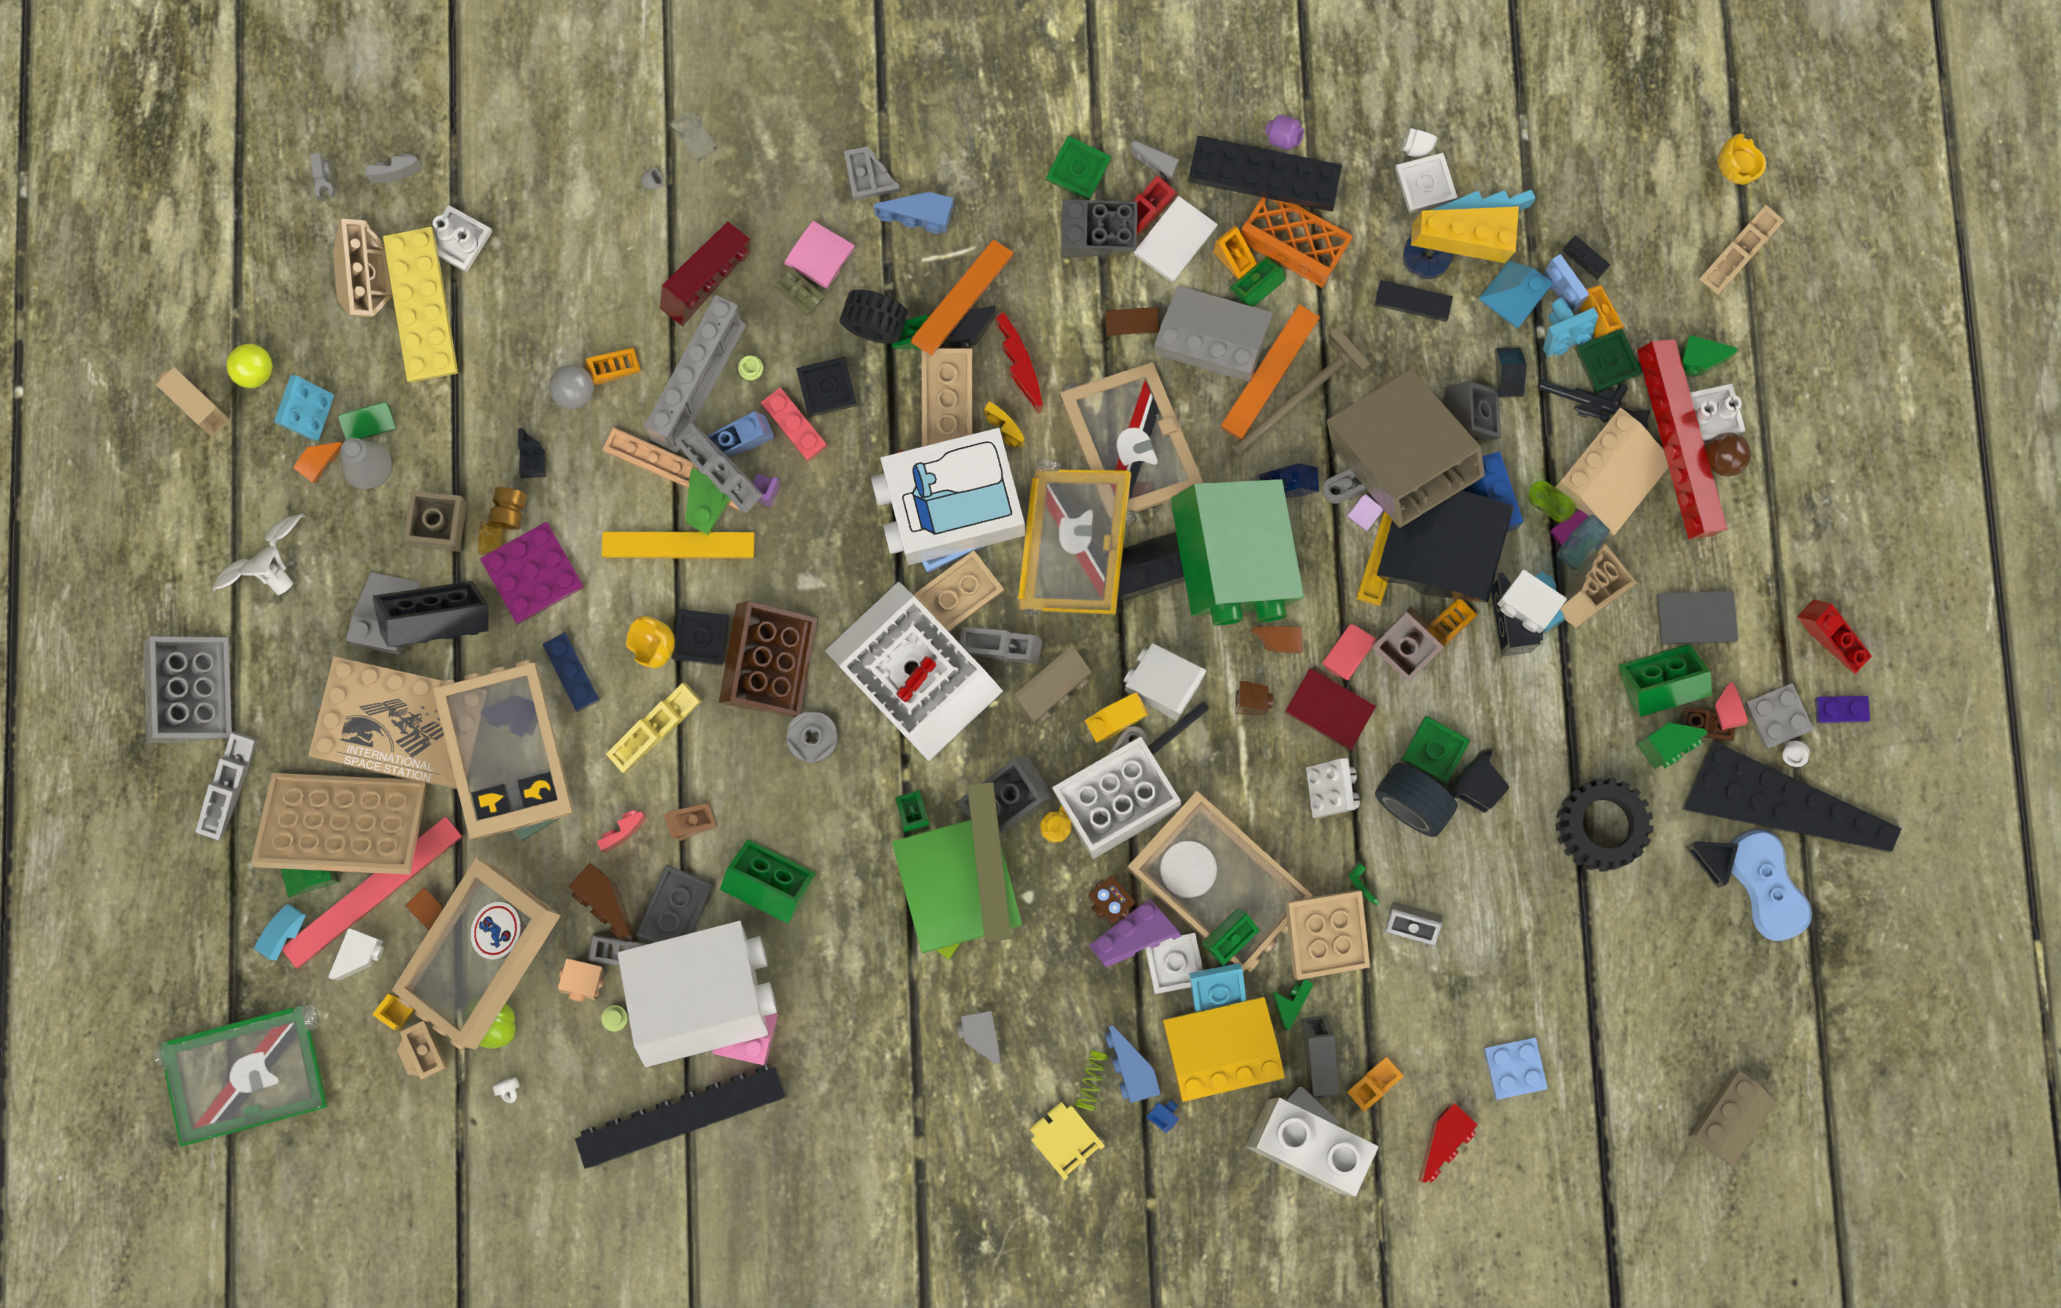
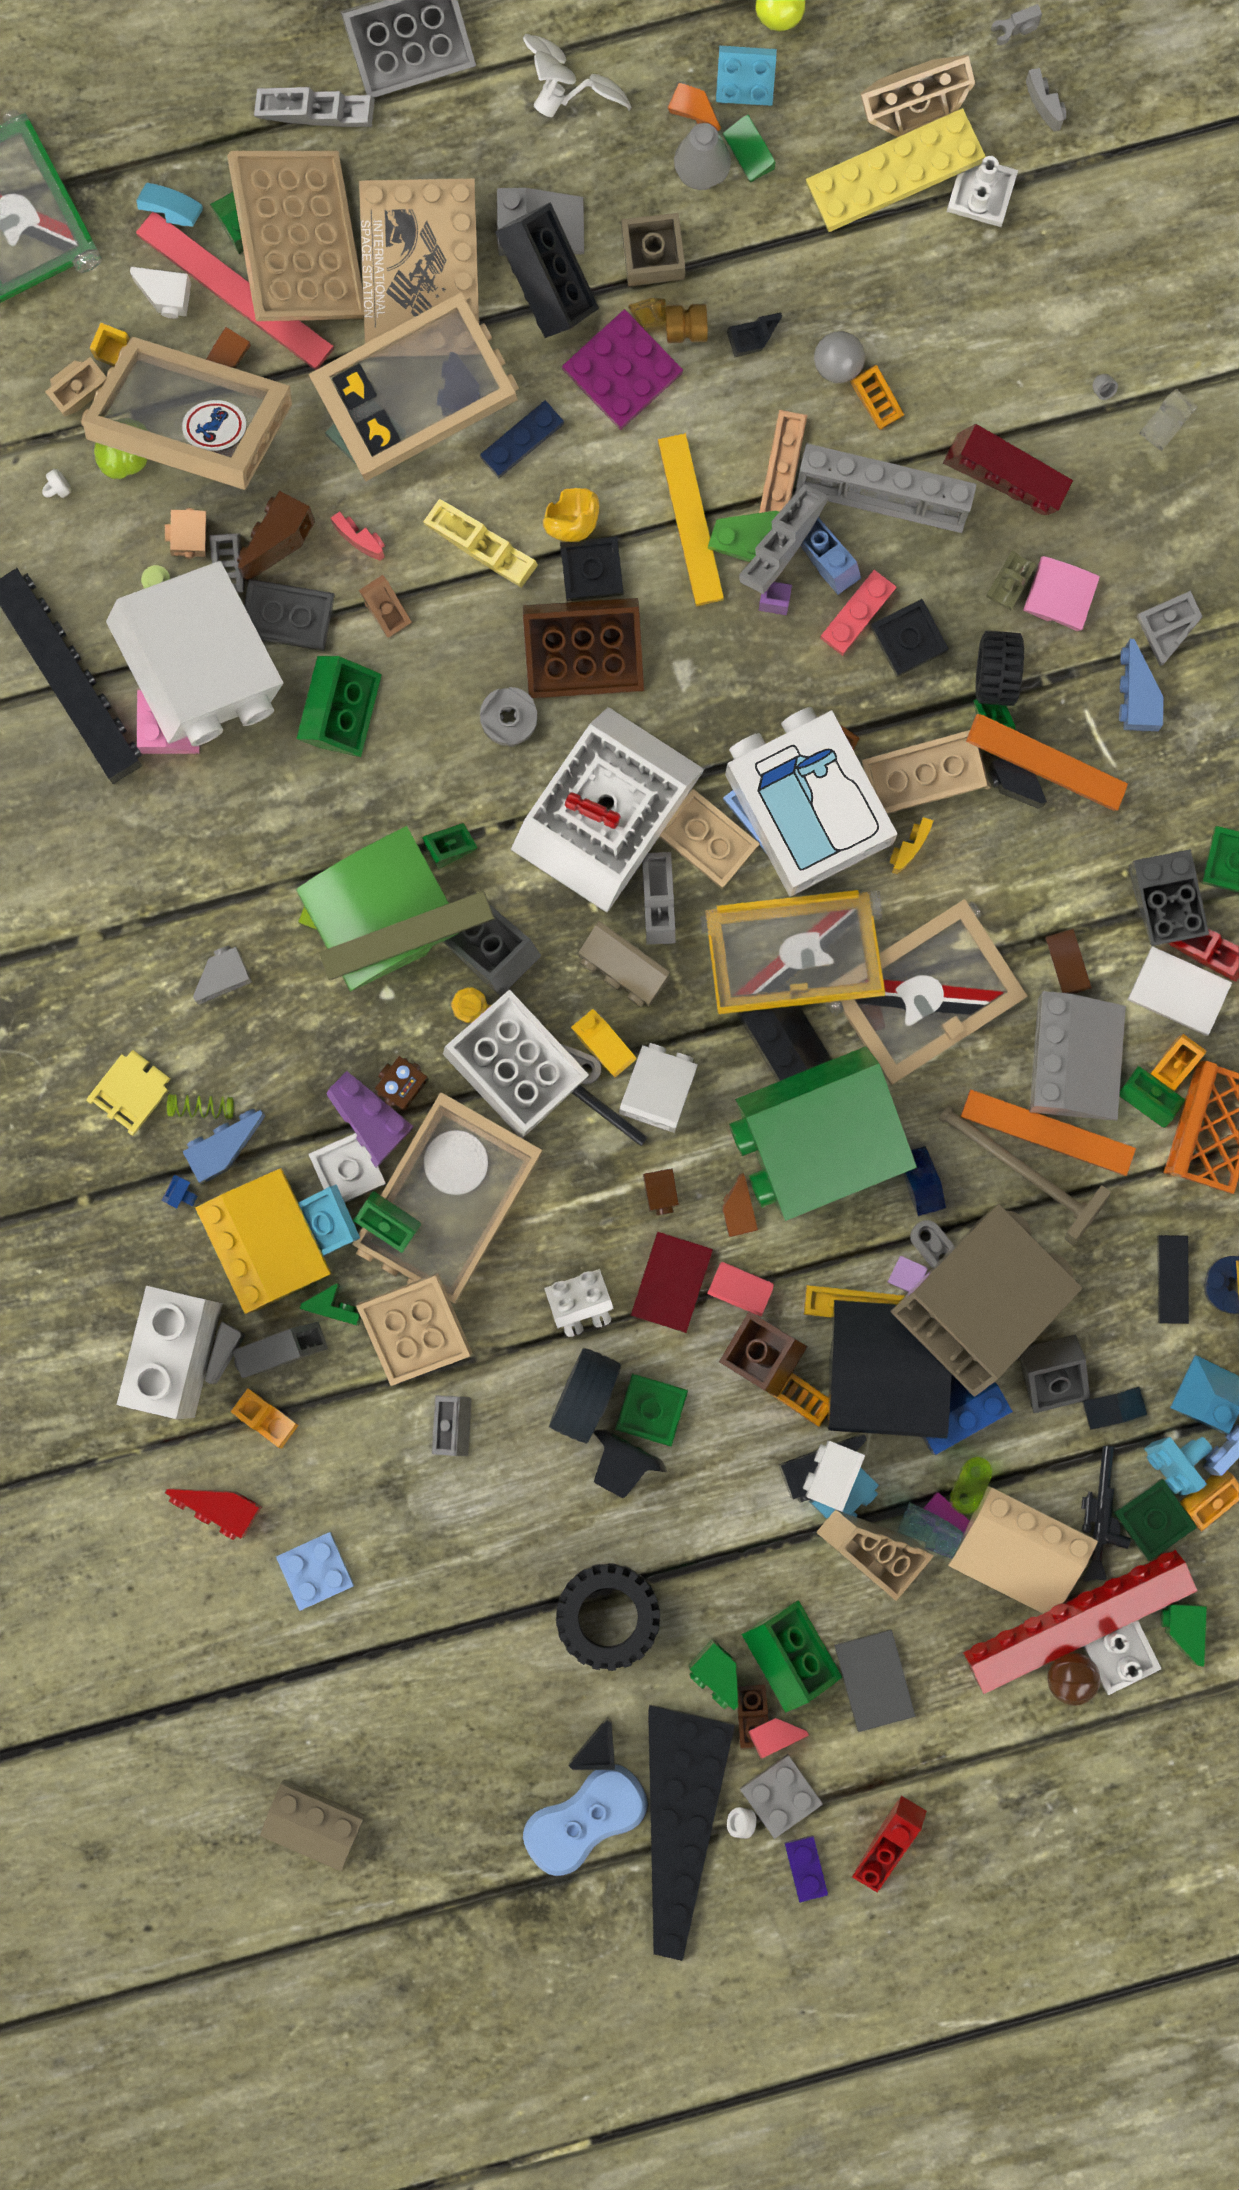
camera: 80 degrees right, 5 degrees up
(750, 368) = (911, 549): yellowish green plate -> none
(1022, 368) = (981, 851): red slope -> none
(1356, 872) = (479, 1356): green piece -> none

